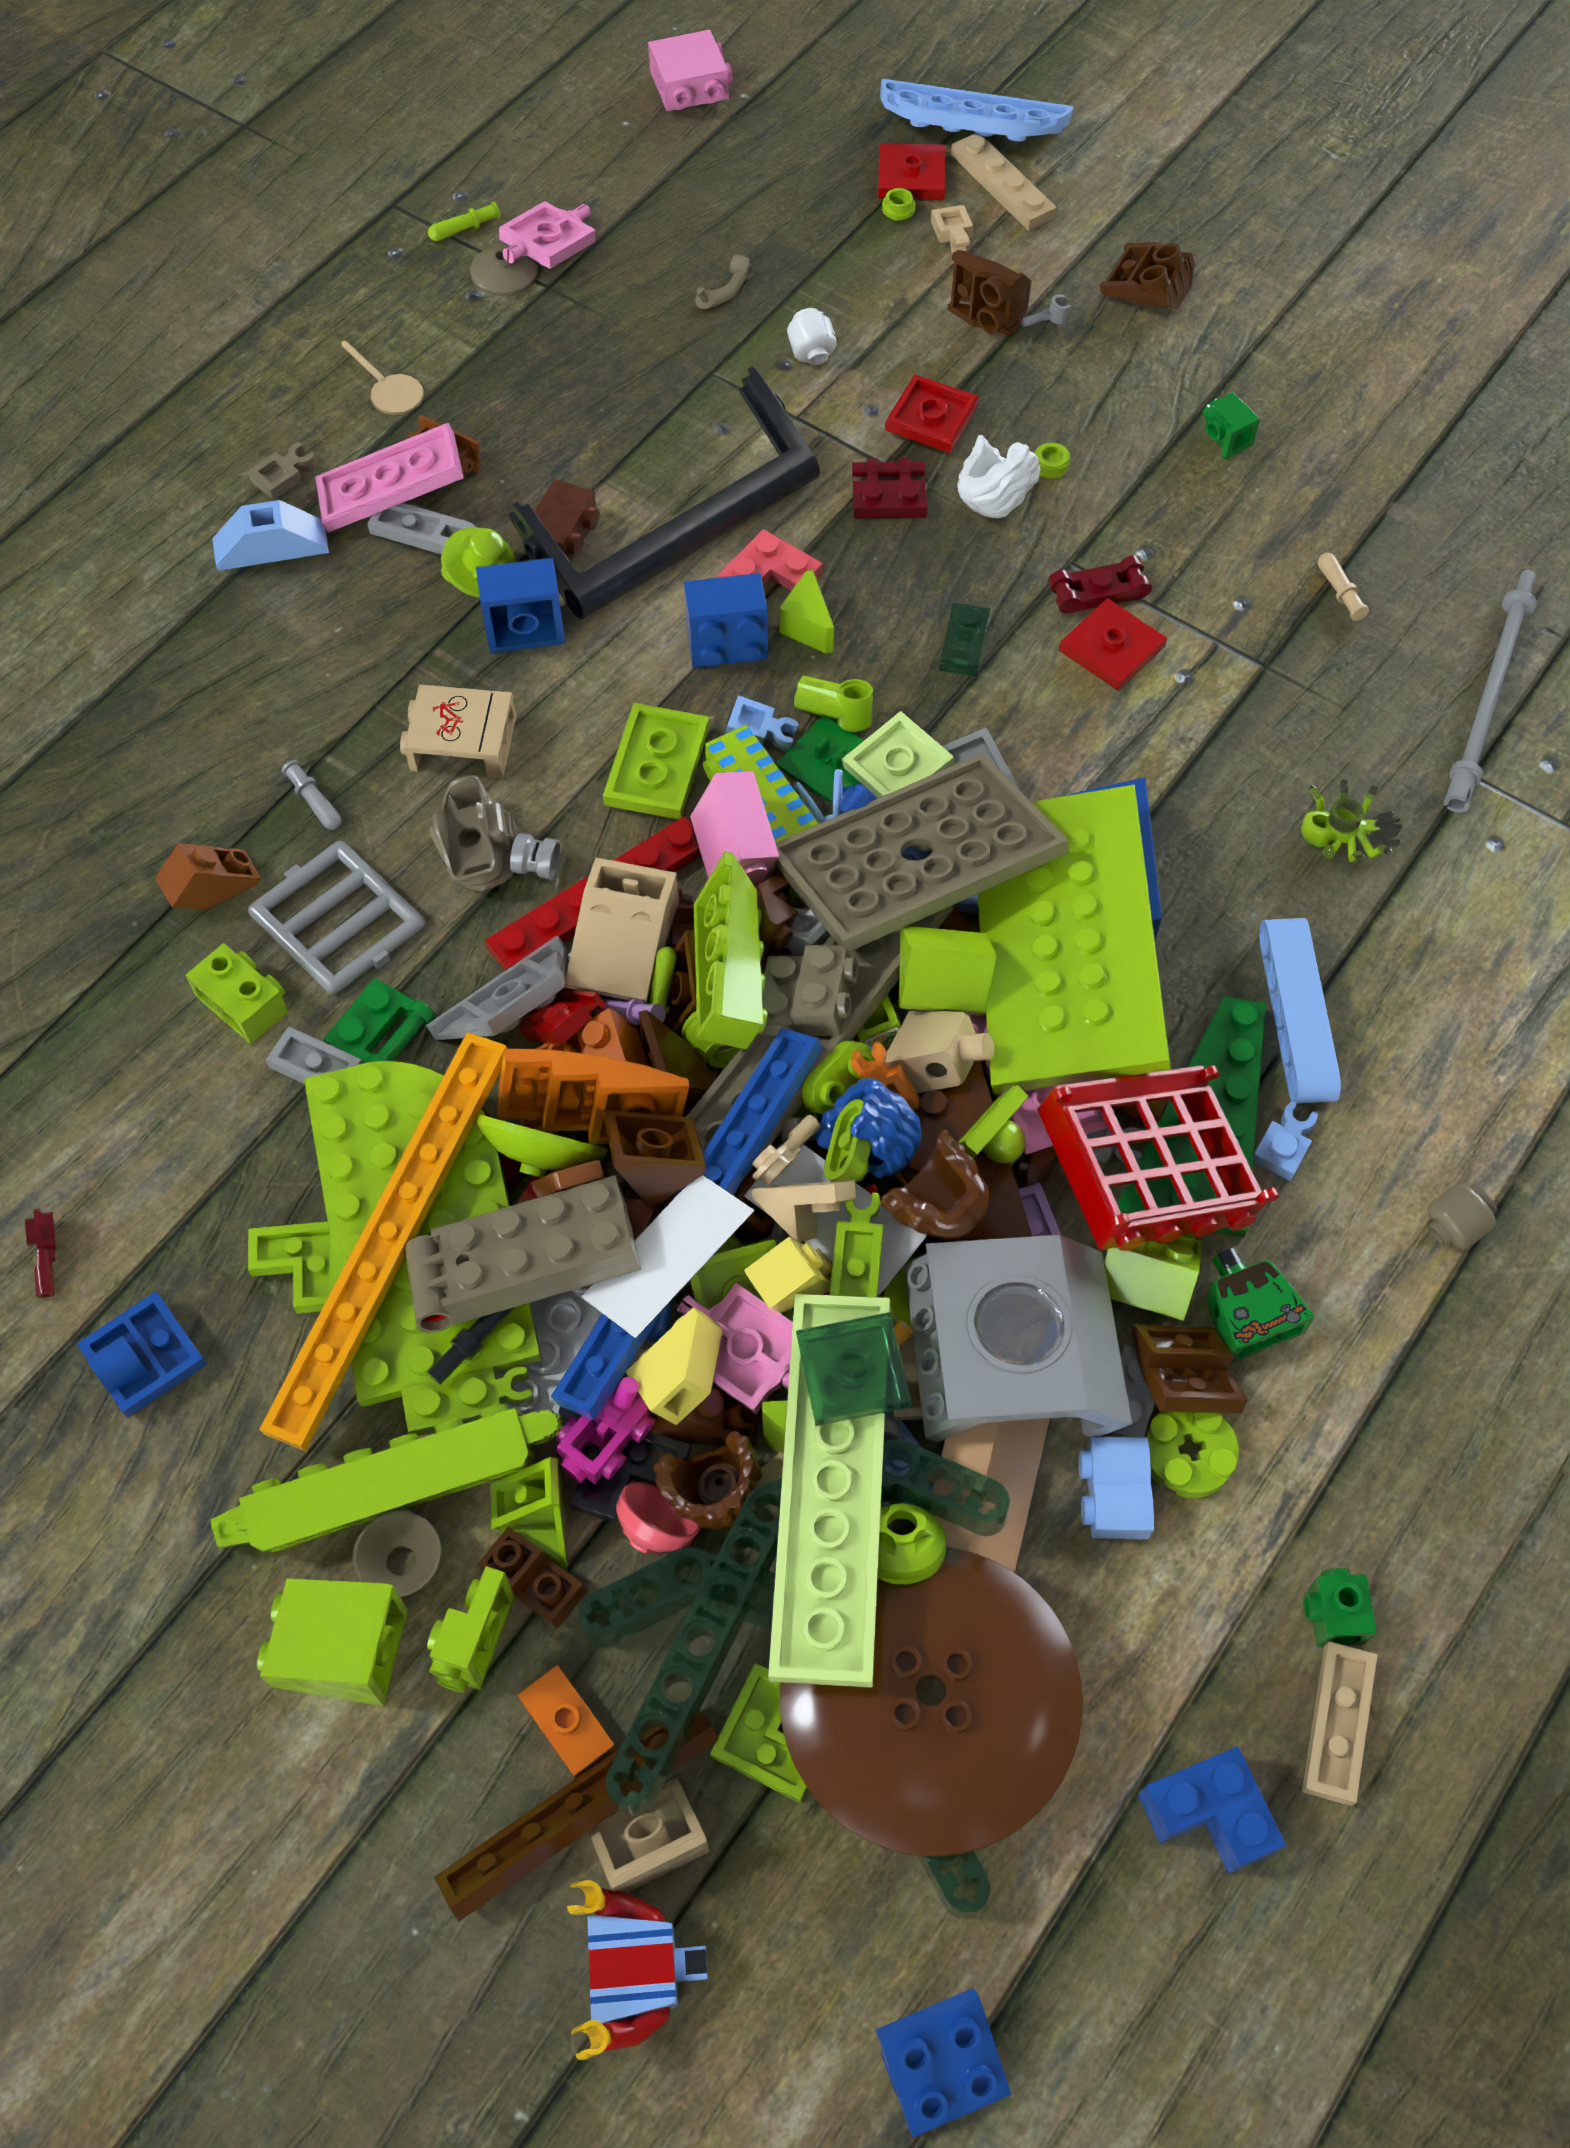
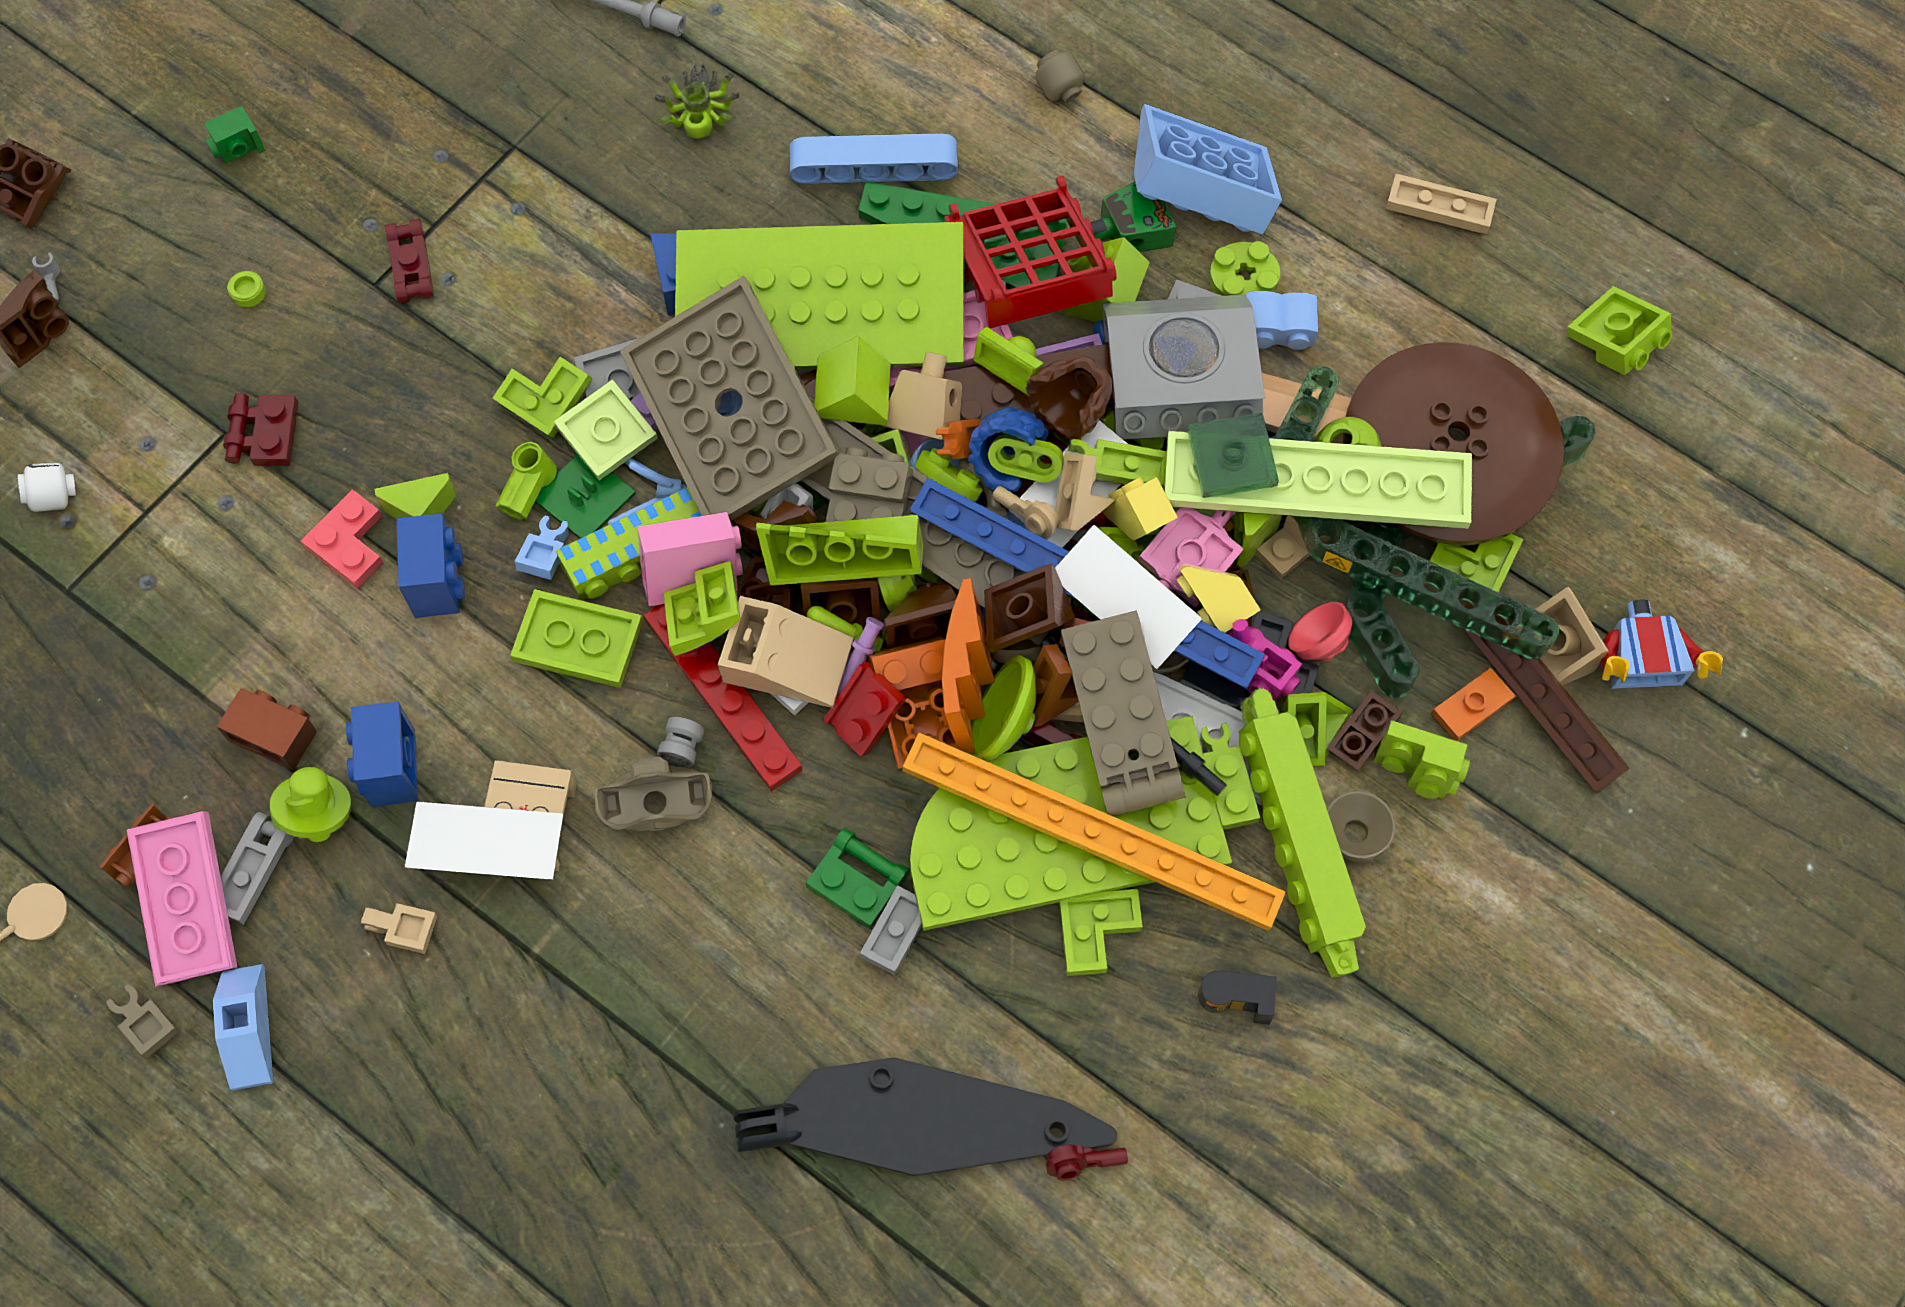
camera: 90 degrees left, 5 degrees up
(107, 1098) = (916, 1119): none -> black wing
(141, 1354) = (1184, 1057): blue plate -> none
(205, 875) = (682, 1048): dark orange slope -> none
(208, 1415) = (1239, 992): none -> black leg
(238, 992) = (817, 1005): lime brick -> none
(306, 788) = (596, 951): light grey piece -> none
(310, 958) = (747, 972): light grey bar -> none
(334, 1639) = (1432, 867): lime slope -> none
(354, 648) = (405, 928): none -> tan plate
(426, 691) = (484, 840): none -> white sticker
(507, 997) = (839, 757): light grey wing -> none
(669, 845) = (702, 609): none -> lime slope
(690, 530) = (286, 597): black piece -> none
(693, 1487) = (1302, 576): reddish brown hair -> none
(855, 797) = (659, 457): blue bar -> none
(932, 413) = (170, 385): red plate -> none
(935, 706) = (546, 402): none -> lime plate
(943, 2062) = (1688, 457): blue plate -> none
(964, 639) = (457, 376): clear green plate -> none
(997, 483) = (280, 330): white hair -> none
(1112, 644) = (479, 257): red plate -> none
(1151, 1981) = (1622, 330): none -> lime plate
(1187, 1369) = (1187, 266): reddish brown slope -> none
(1224, 1799) = (1503, 281): blue brick -> none
(1285, 1144) = (990, 186): light blue plate -> none
(1333, 1384) = (1205, 171): none -> light blue slope
(1340, 1608) = (1363, 191): green brick -> none
(1346, 592) = (430, 77): tan piece -> none

